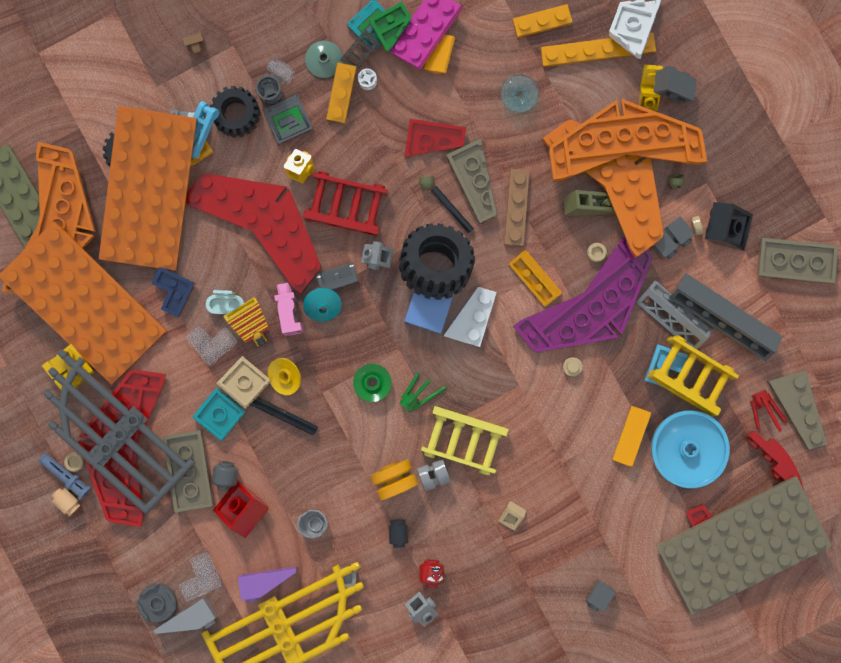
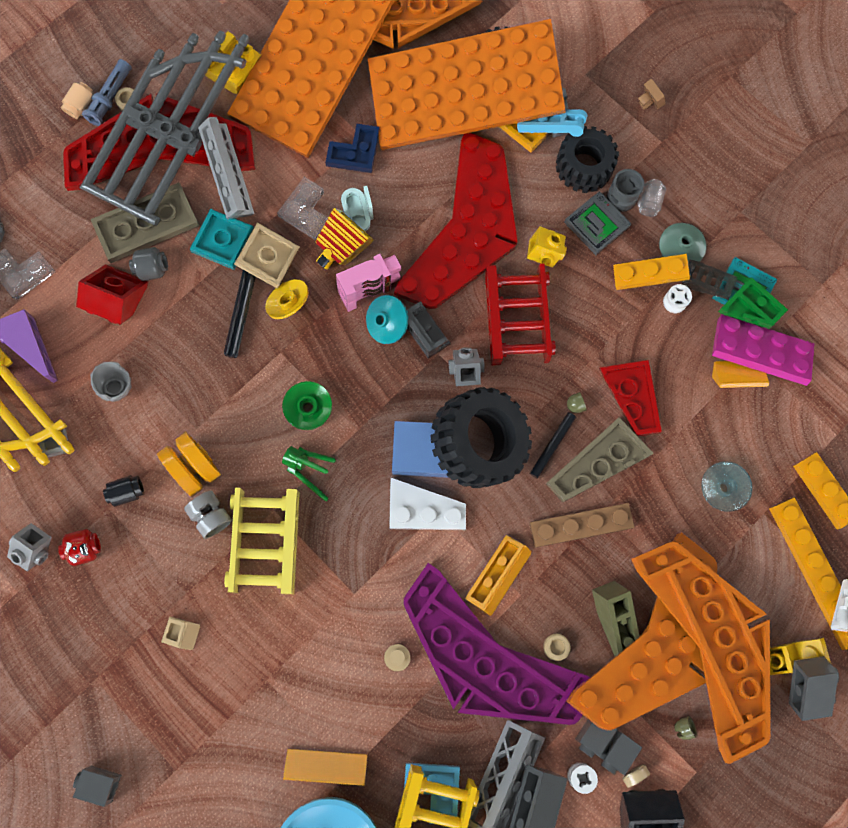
camera: 70 degrees right, 10 degrees down
(166, 396) = (225, 169): none -> light grey fence
(685, 265) = (577, 774): none -> white wheel

